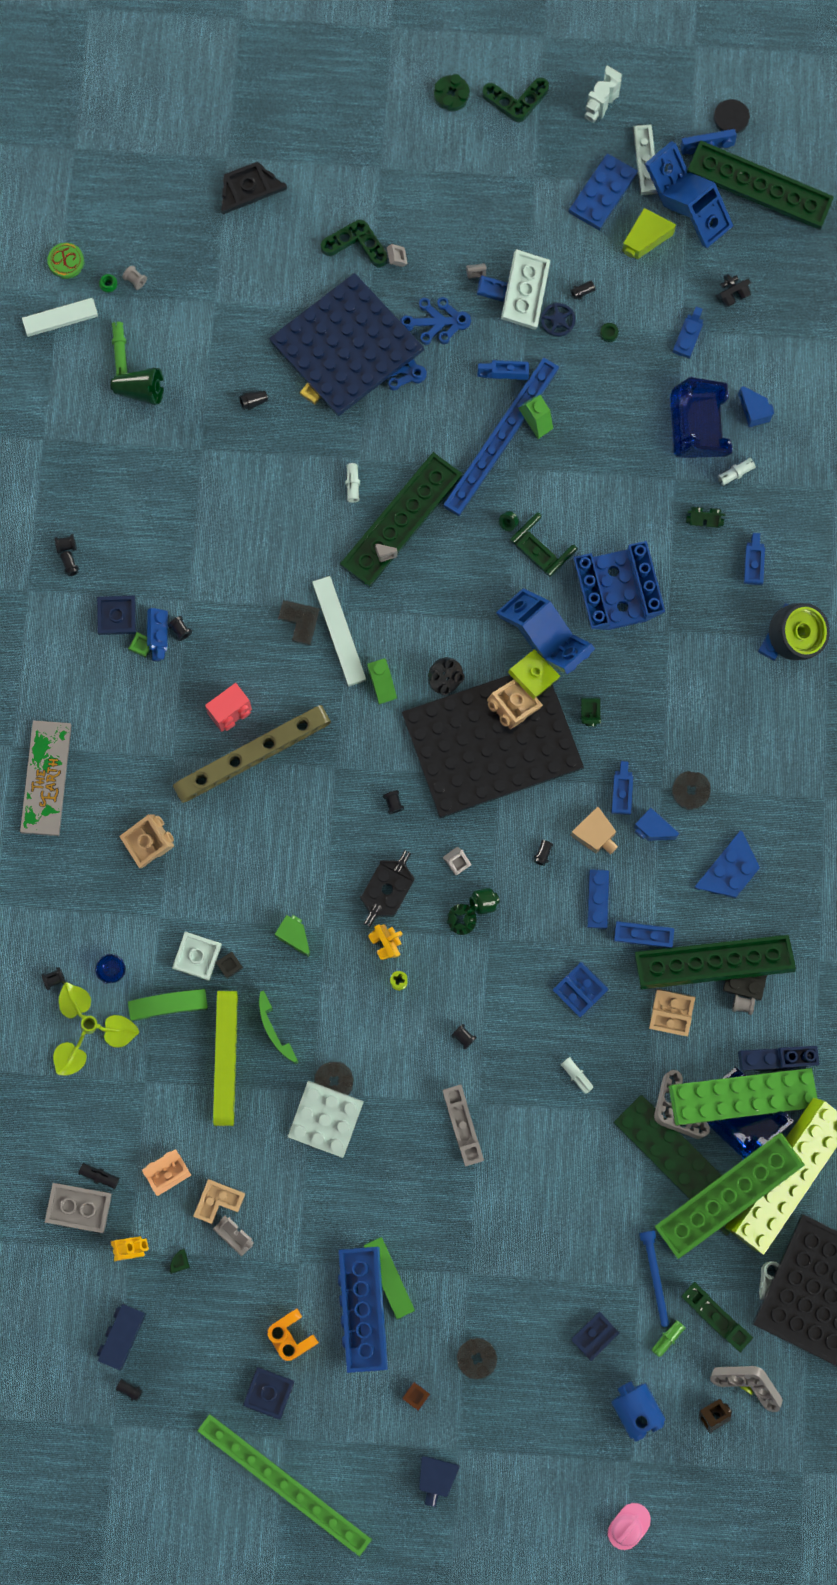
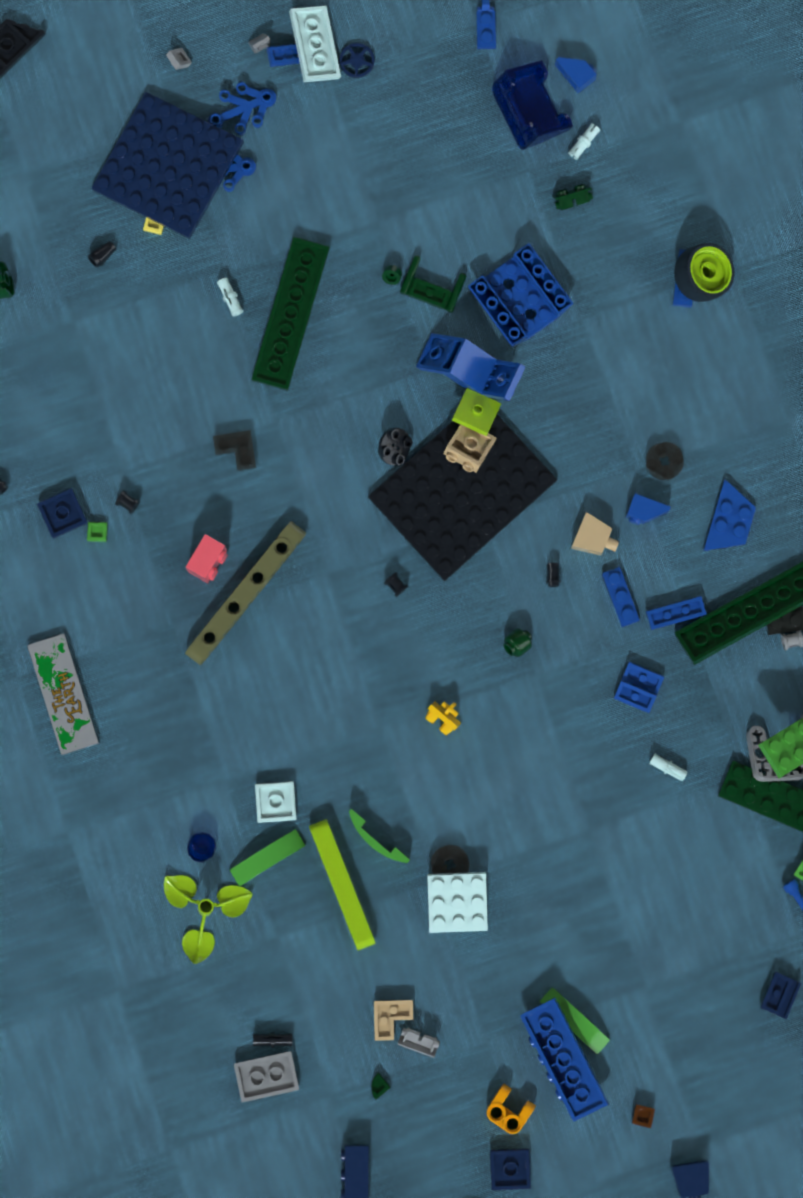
camera: 25 degrees left, 5 degrees up
(53, 978) = (152, 877): black bush -> none
(129, 1248) = (329, 1093): yellow hips -> none
(147, 840) = (183, 713): tan plate -> none
(157, 632) = (108, 515): blue hinge -> none
(166, 1172) = (333, 1011): light nougat bracket -> none
(229, 965) = (309, 798): pearl dark grey plate -> none
(293, 934) = (356, 745): bright green slope -> none
(339, 631) = (277, 443): light aqua tile -> none
(360, 237) = (136, 54): dark green beam -> none
(382, 681) = (337, 475): bright green slope -> none
(385, 552) = (290, 352): light grey slope -> none
(387, 873) = (424, 651): black plate -> none
(395, 975) = (474, 744): lime bush -> none
(457, 860) = (476, 614): light grey slope -> none
(462, 1125) = (584, 856): light grey slope -> none
(463, 1036) = (551, 774): black bush -> none
(469, 919) = (512, 664): dark green gear -> none
(471, 1348) = (690, 1068): clear smoke plate -> none
(499, 439) = (351, 196): blue plate -> none
(504, 370) = (327, 130): blue hinge -> none
(537, 416) = (376, 162): bright green slope -> none
(582, 290) = (365, 25): black pin -> none
(590, 711) = (542, 425): dark green bracket -> none
(609, 332) = (410, 53): dark green tile -> none
(622, 790) = (601, 487): blue hinge -> none
(672, 1012) = (730, 674): tan slope -> none
(754, 561) = (635, 220): blue hinge -> none

